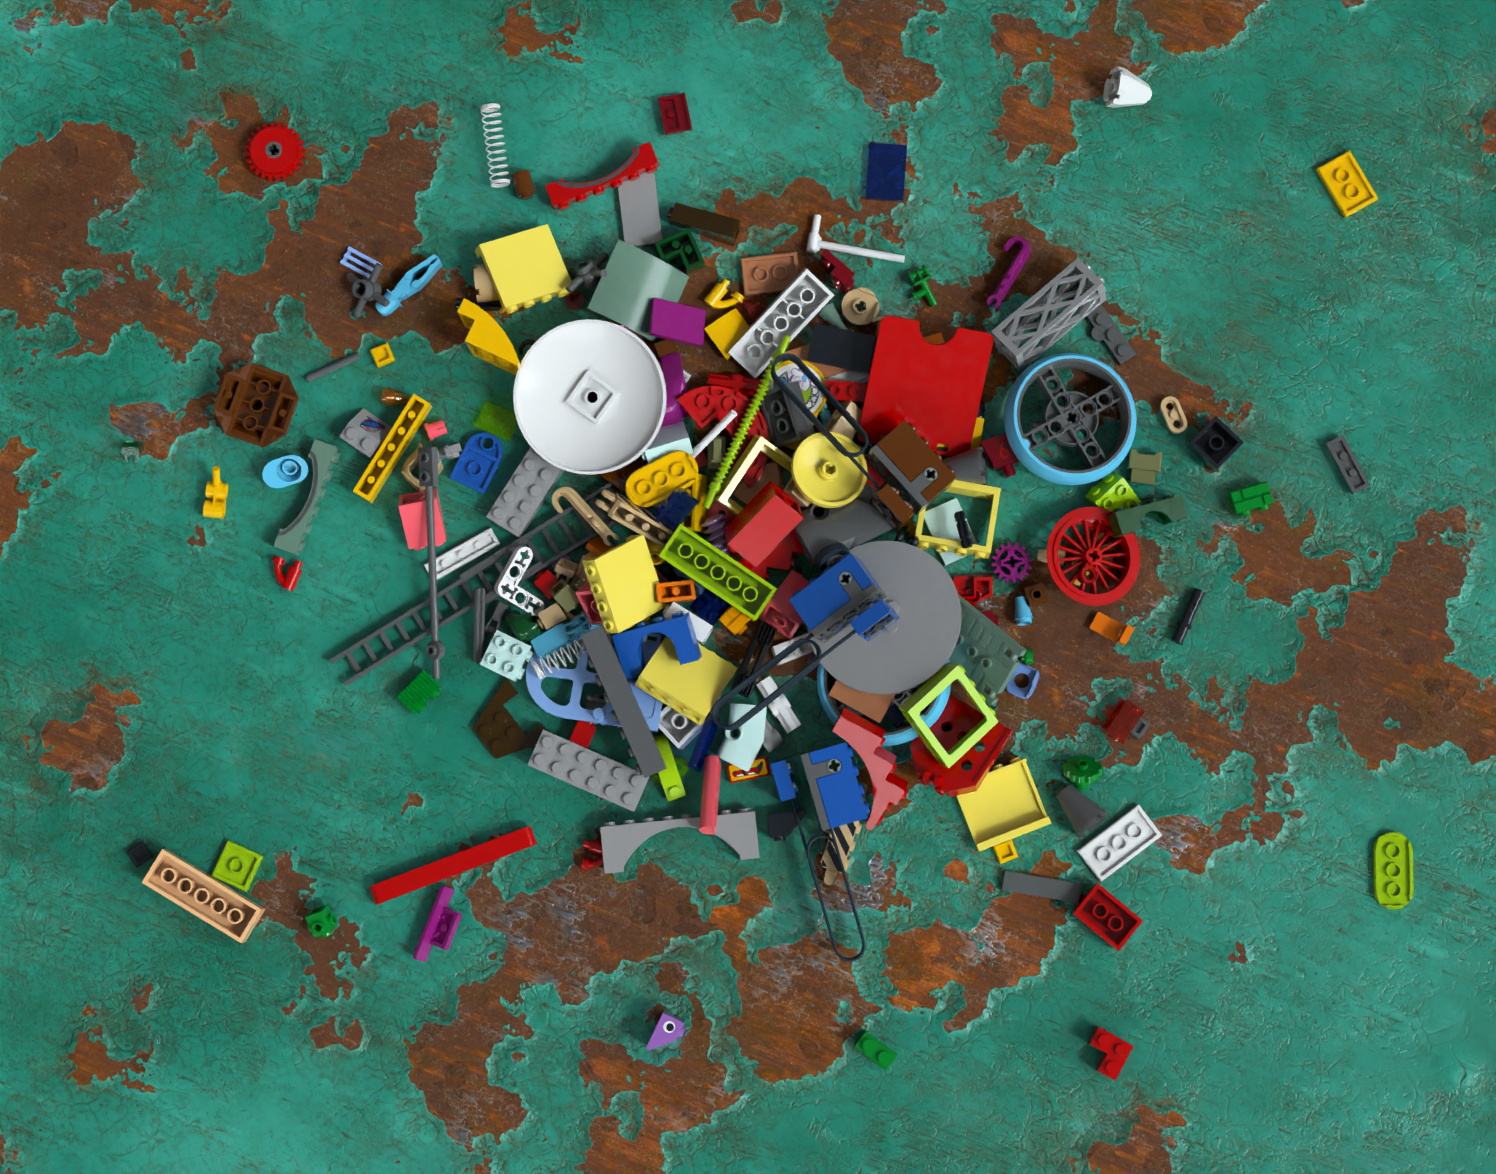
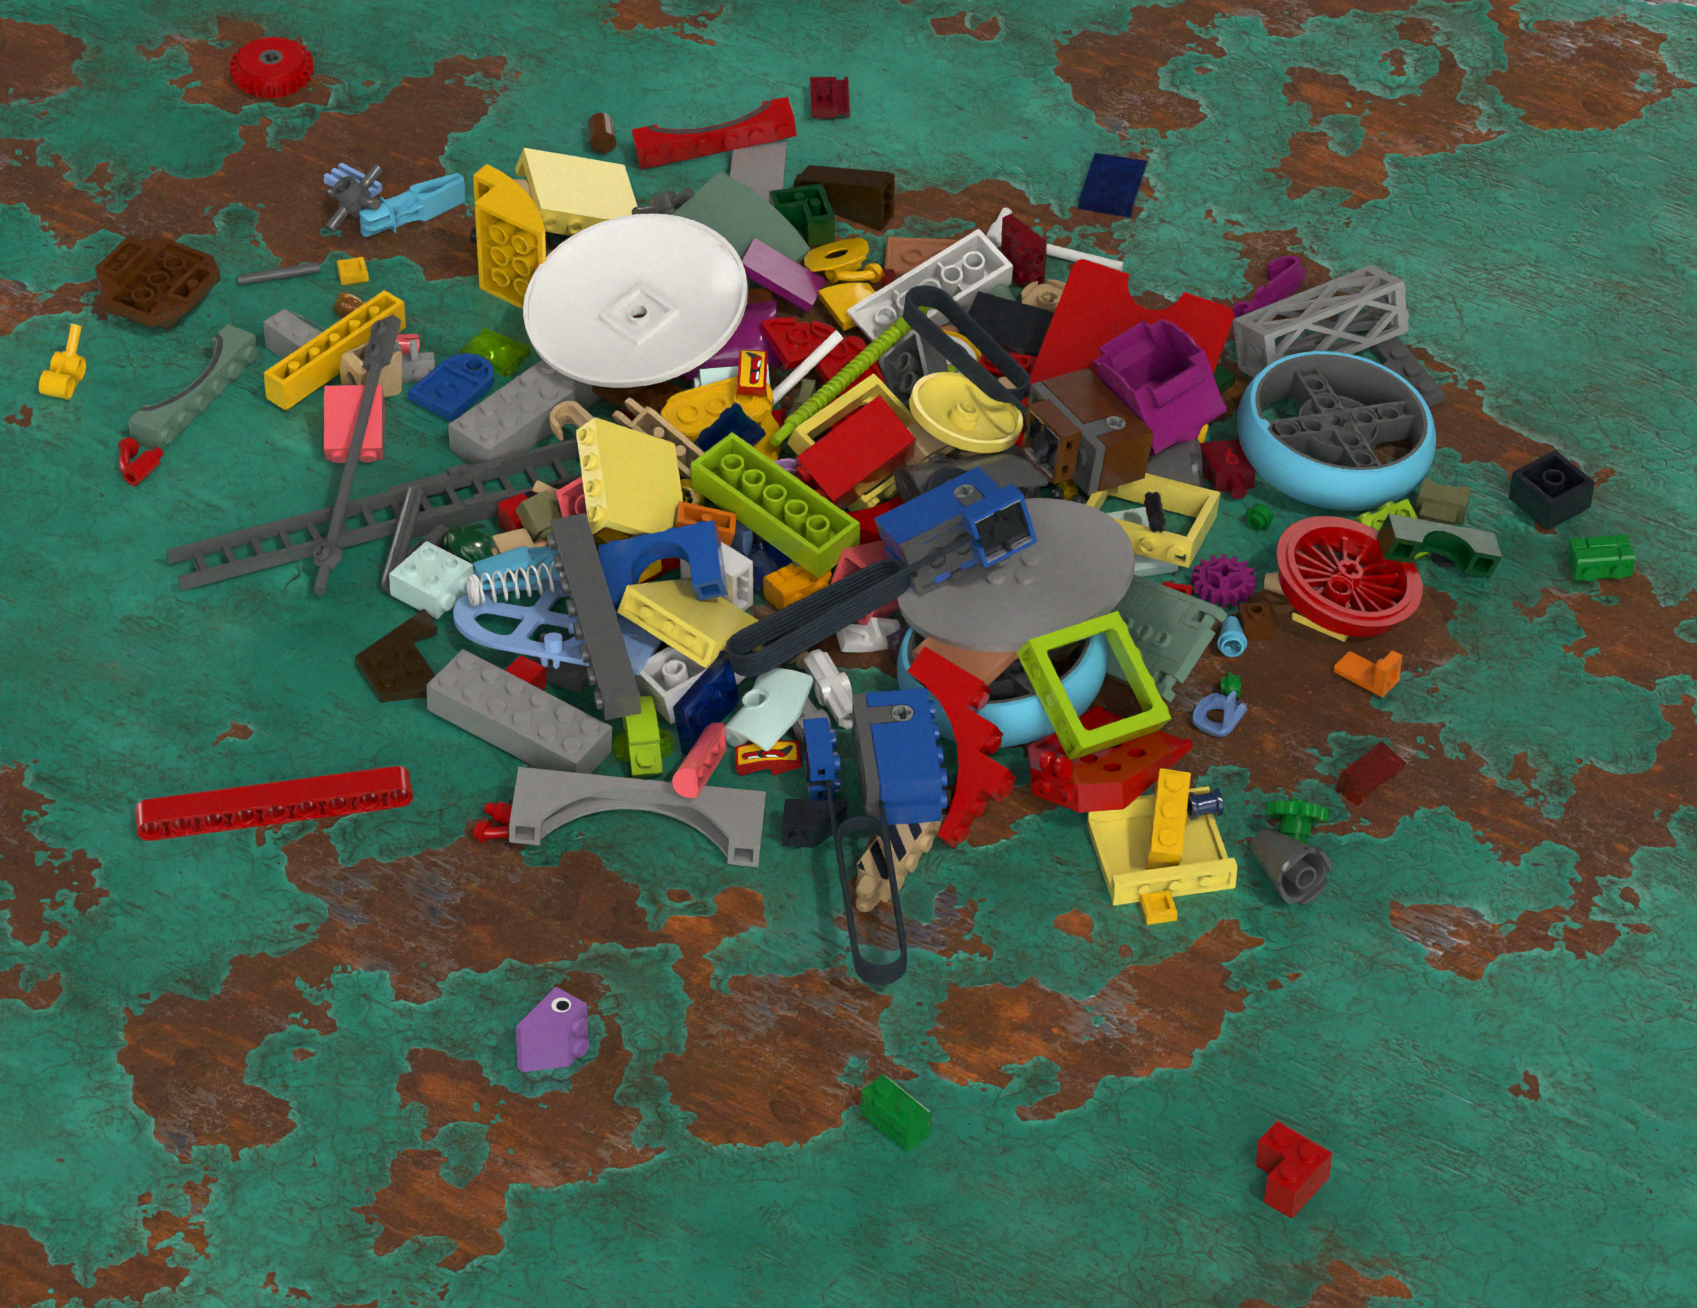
camera: 10 degrees right, 40 degrees down
(285, 471) = (173, 351): medium azure piece -> none
(321, 921) = (45, 834): green brick -> none
(419, 692) = (287, 605): green brick -> none
(440, 925) = (226, 869): magenta bracket -> none
(465, 553) = (380, 480): white tile -> none
(485, 108) = (586, 88): white piece -> none
(512, 582) = (465, 493): white beam -> none
(680, 451) = (752, 372): none -> slope
(723, 290) = (856, 248): none -> yellow piece
(925, 290) = (1142, 285): green arm -> none
(940, 418) = (1162, 380): none -> magenta piece
(1005, 796) = (1168, 819): none -> yellow brick
(1024, 771) = (1205, 804): none -> dark blue bush
(1026, 497) = (1259, 517): none -> green plate
(1041, 886) = (1209, 956): dark grey tile -> none
(1106, 916) = (1310, 994): red brick -> none
(1119, 843) = (1345, 922): white tile -> none
(1125, 89) = (1466, 139): white cone -> none
(1140, 728) = (1395, 791): dark grey tile -> none
(1173, 415) = (1493, 460): tan plate -> none
(1184, 624) = (1484, 681): black pin -> none

